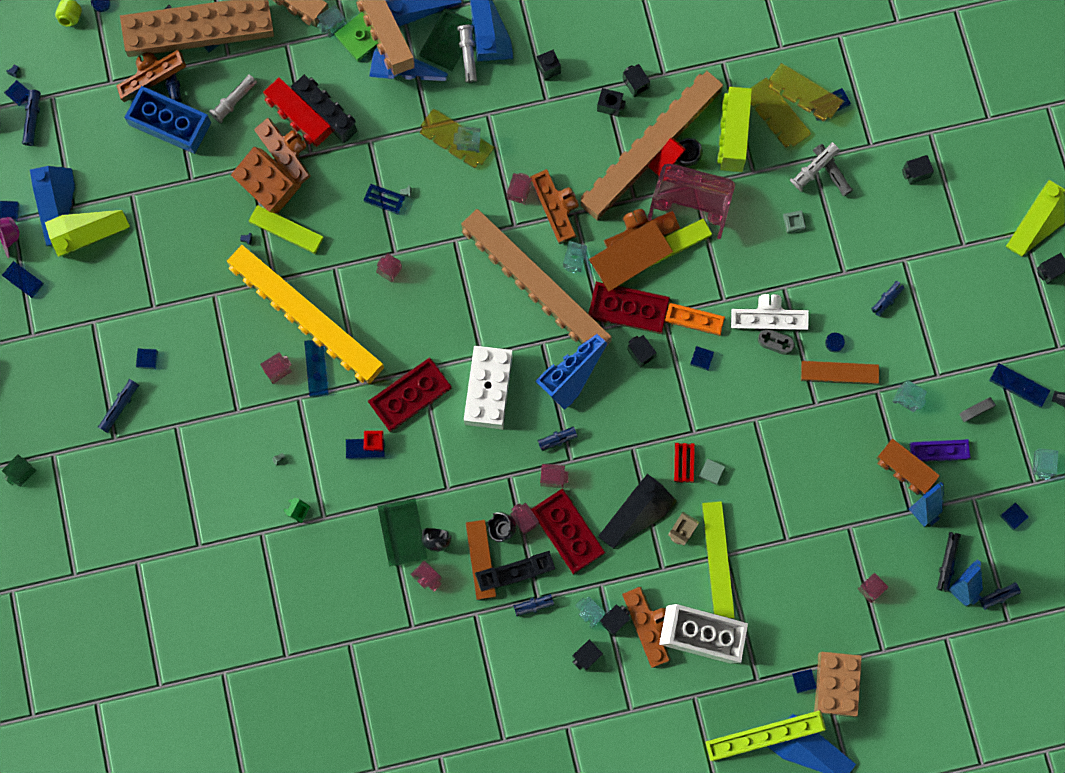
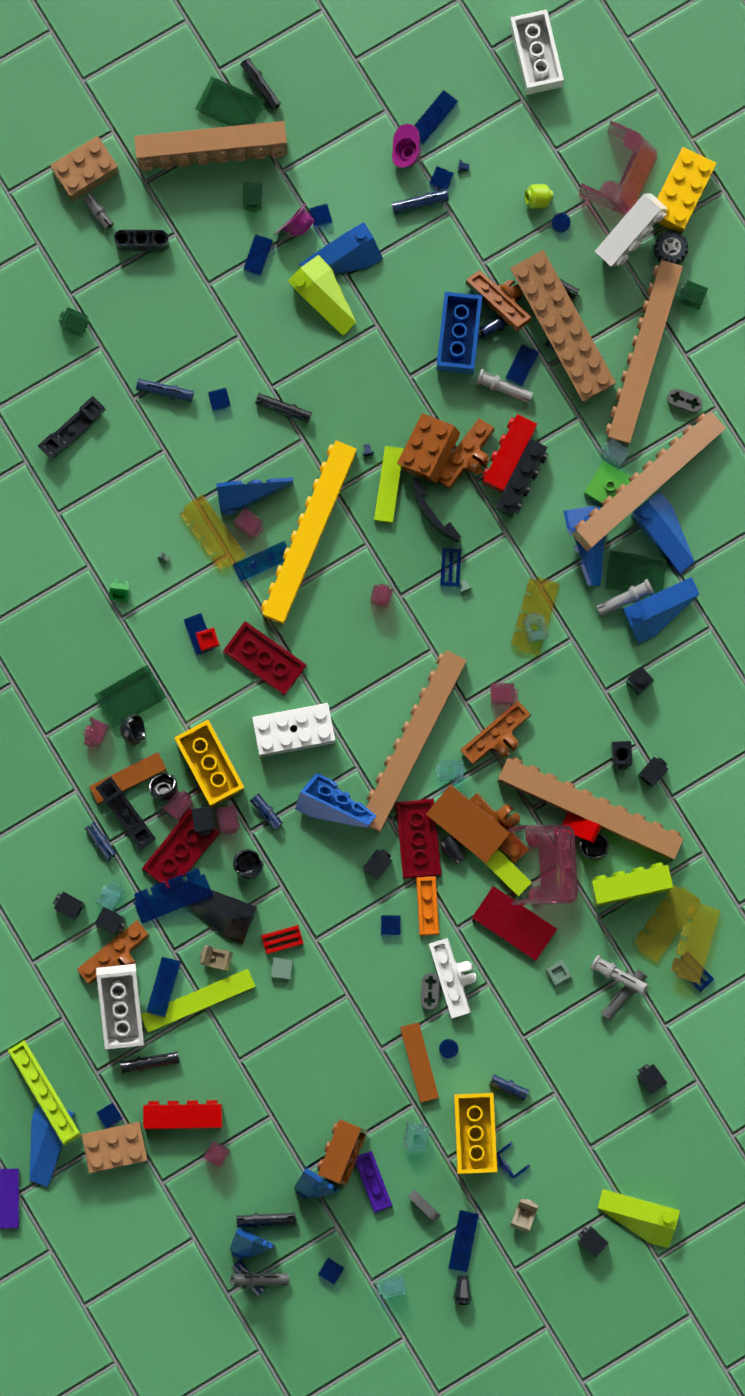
camera: 65 degrees right, 5 degrees up
(122, 504) = (72, 429): none -> black slope
(178, 300) = (284, 408): none -> black pin
(219, 77) = (522, 365): none -> clear blue tile
(245, 368) = (236, 496): none -> blue wedge
(273, 402) = (213, 529): none -> clear yellow windscreen
(330, 200) = (447, 530): none -> black slope
(494, 475) = (209, 763): none -> yellow brick
(547, 498) = (203, 821): none -> black brick
(602, 470) = (247, 864): none -> black hair
(612, 550) = (170, 899): none -> clear blue windscreen
(648, 279) = (452, 849): none -> black cone
(695, 588) = (163, 987): none -> clear blue tile
(736, 246) = (514, 923): none -> dark red tile
(763, 625) = (149, 1062): none -> black pin
(826, 609) = (182, 1115): none -> red brick
(923, 340) = (475, 1133): none -> yellow brick
(958, 326) = (504, 1165): none -> clear blue piece
(1005, 590) = (265, 1279): none -> dark grey pin
(1012, 322) = (524, 1215): none -> dark tan bracket

